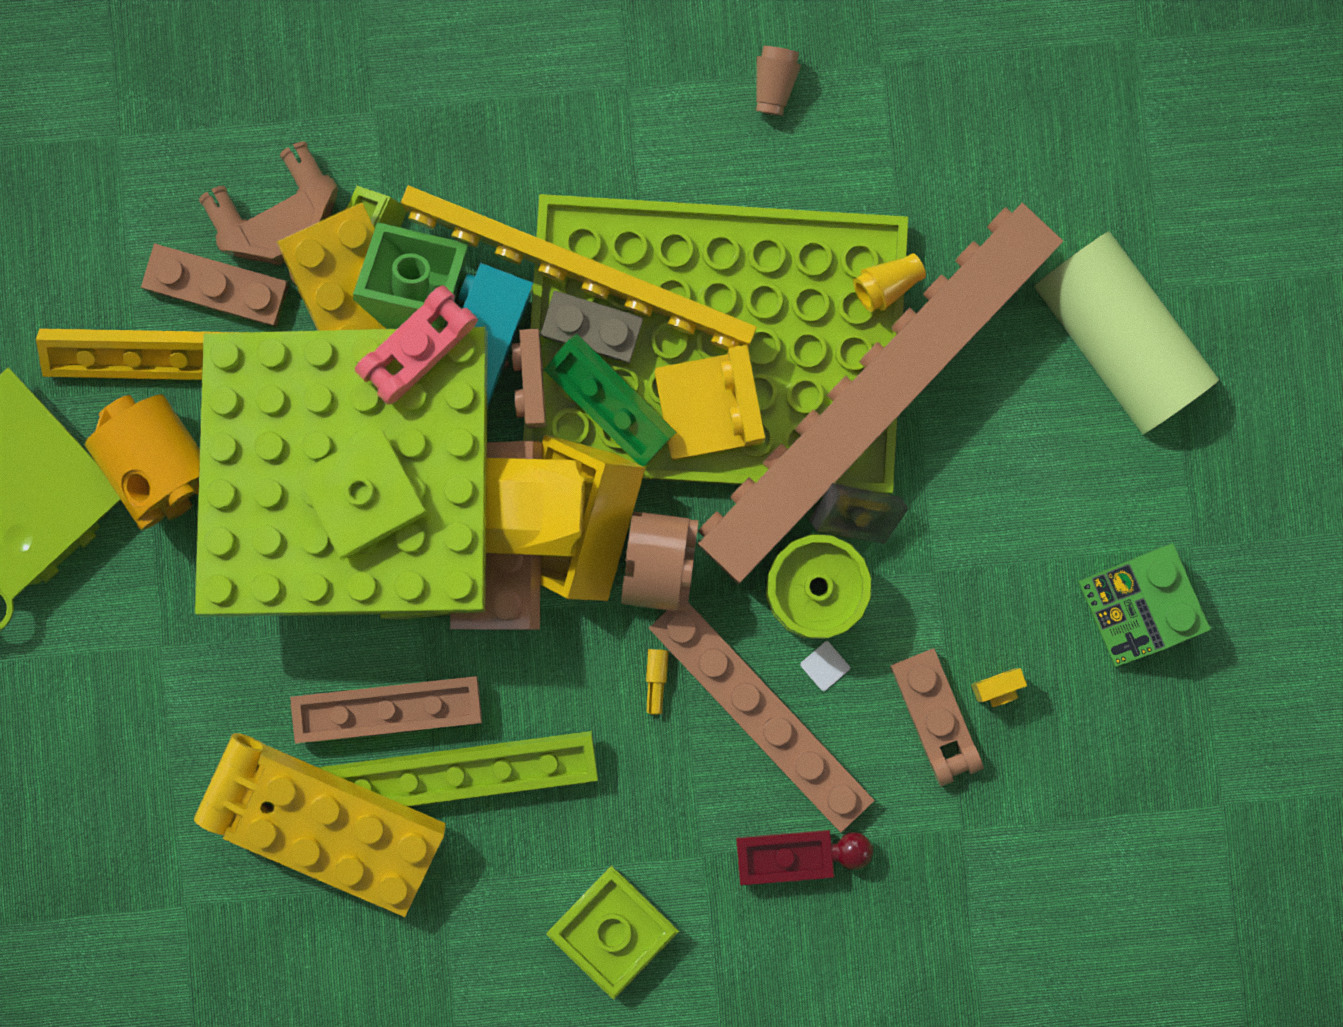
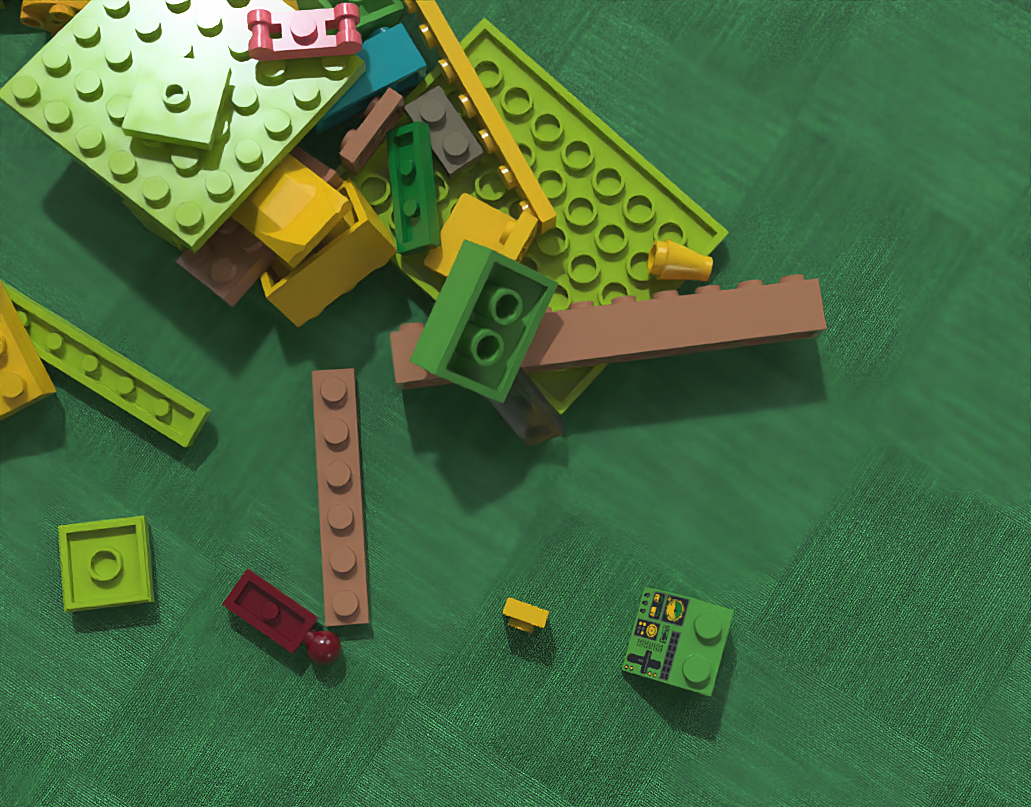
camera: 35 degrees right, 5 degrees down
(386, 709) = (84, 281): nougat plate -> none
(656, 677) = (289, 411): yellow pin -> none
(659, 561) = (353, 326): nougat brick -> none
(775, 79) = (712, 69): nougat cone -> none
(776, 473) = (483, 321): none -> bright green slope
(825, 666) = (414, 500): white sticker -> none
(842, 572) = (460, 412): lime wheel -> none
(936, 715) = (463, 598): nougat plate -> none
(1126, 332) = (821, 435): yellowish green brick -> none

